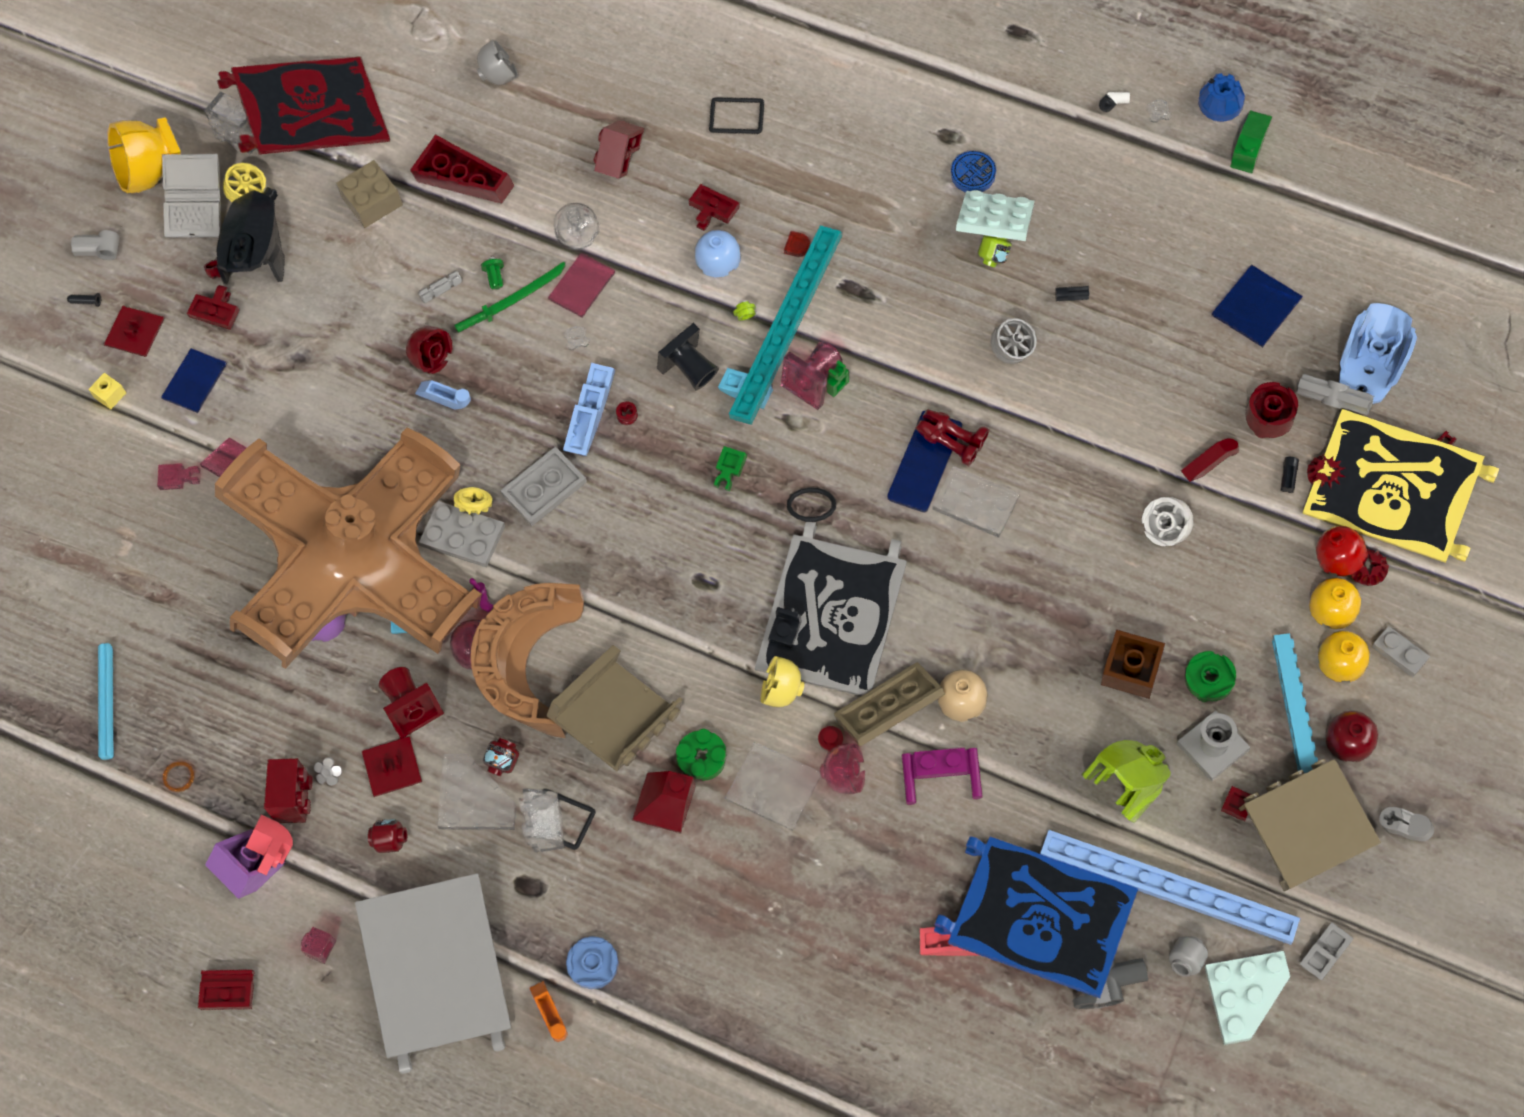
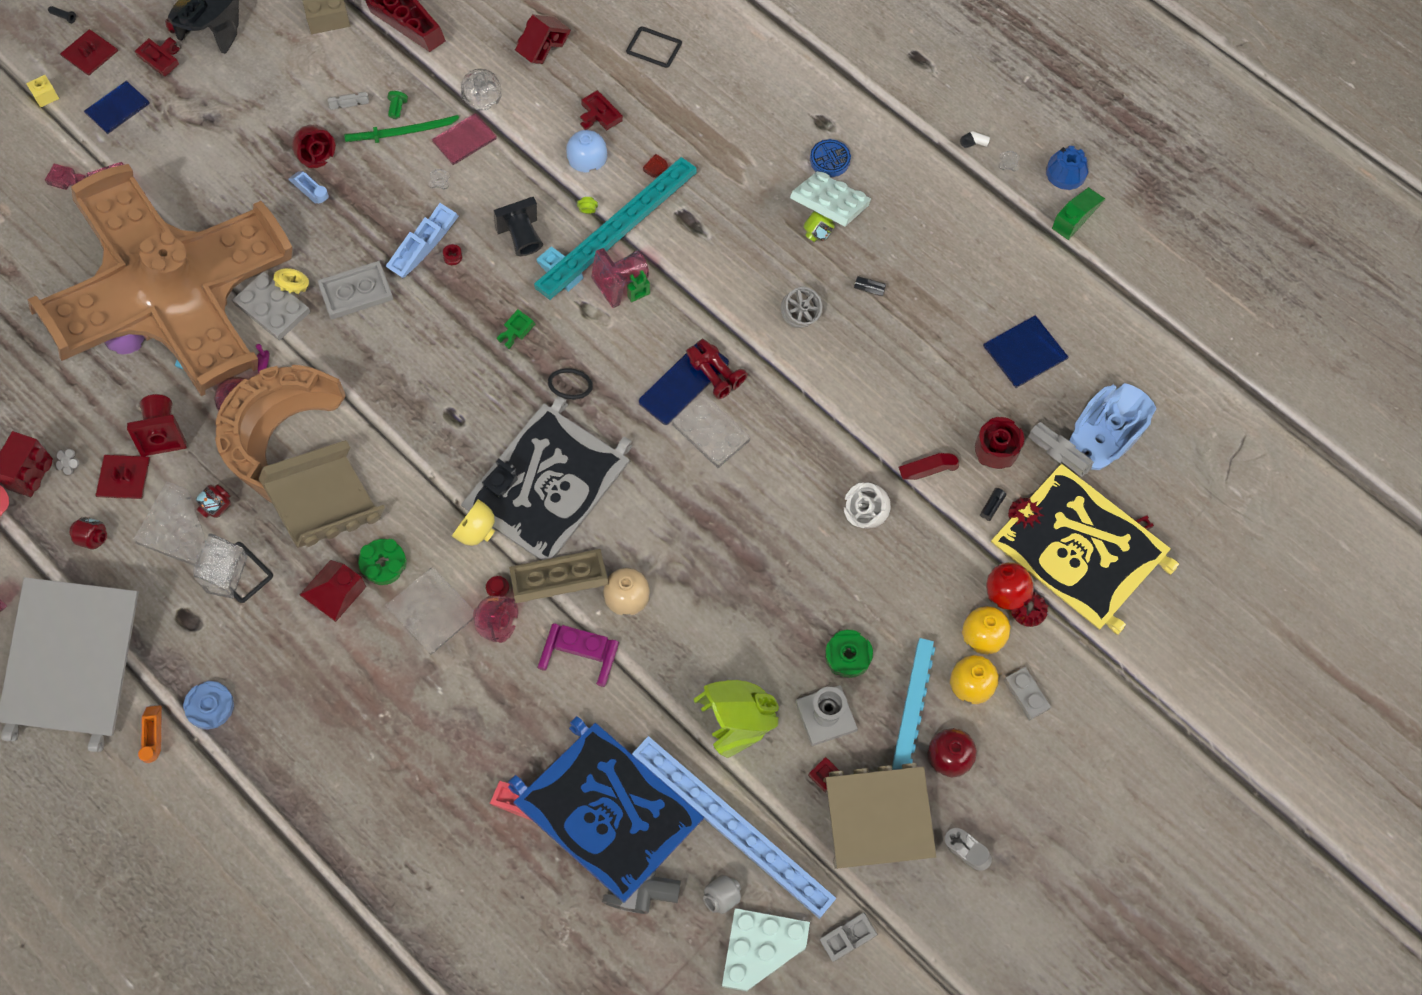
camera: 10 degrees right, 0 degrees up
(1132, 664) = (784, 618): reddish brown brick -> none

